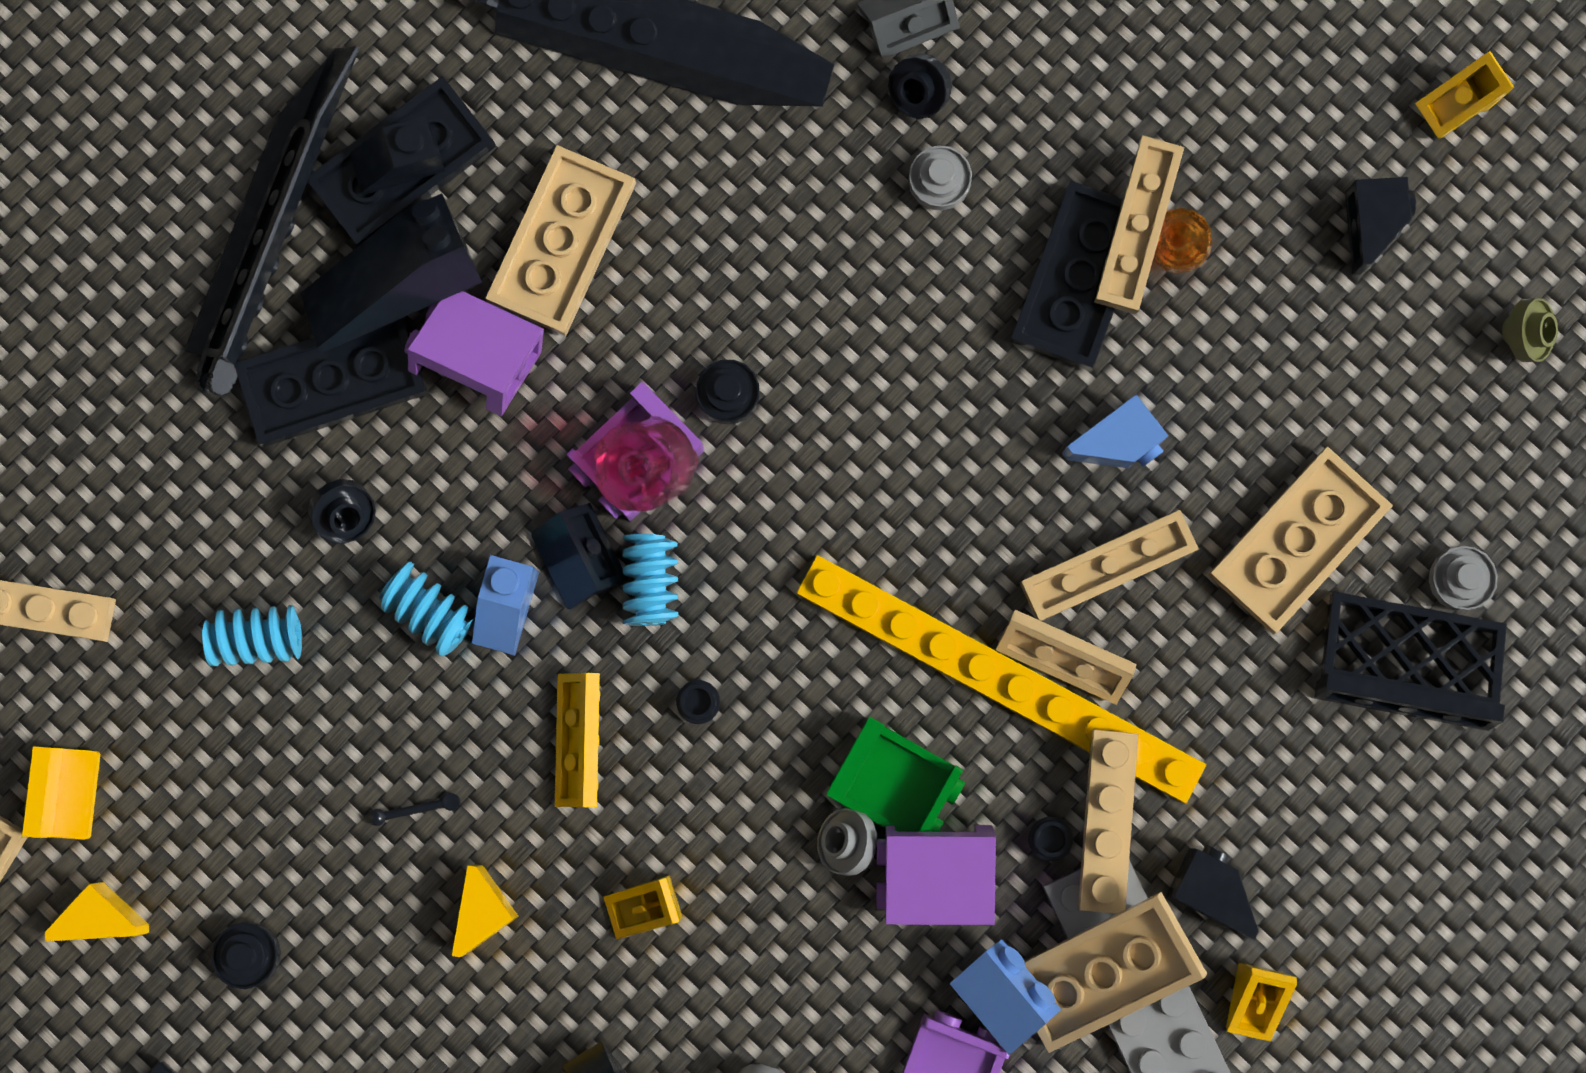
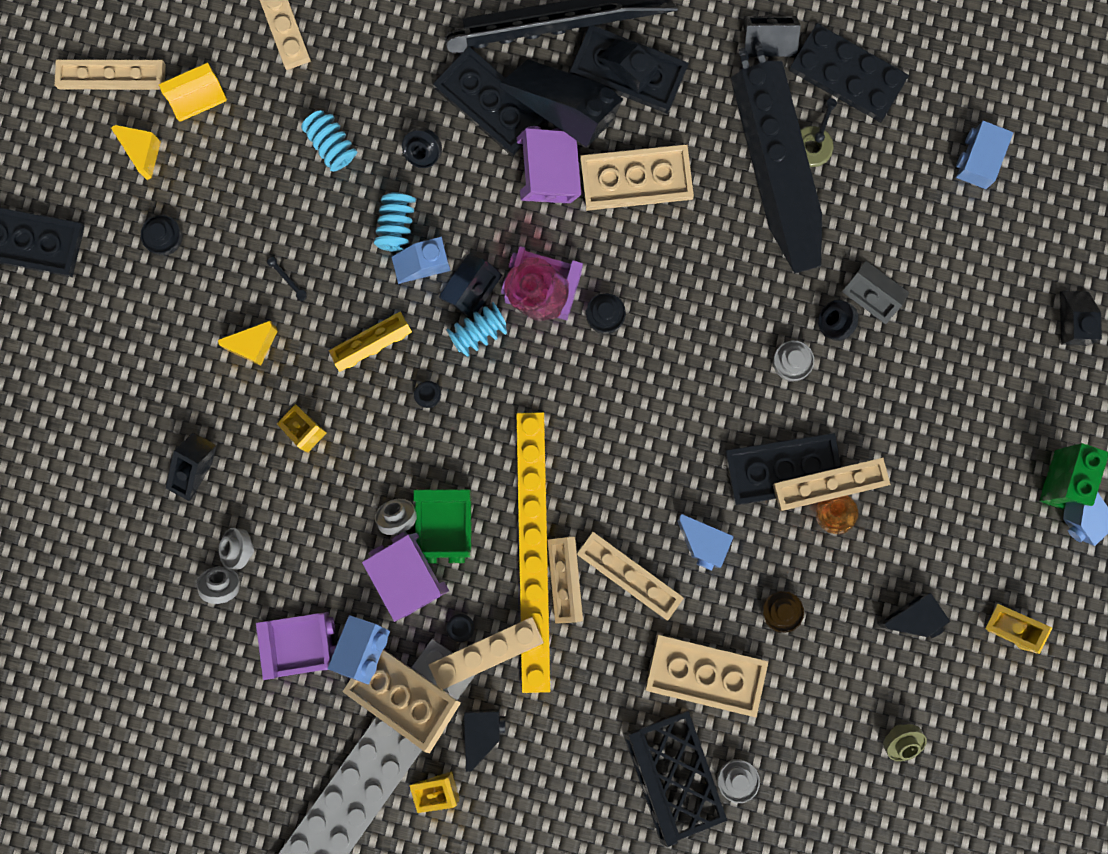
camera: 60 degrees right, 0 degrees up
(1271, 389) = (782, 611): none -> dark brown plate

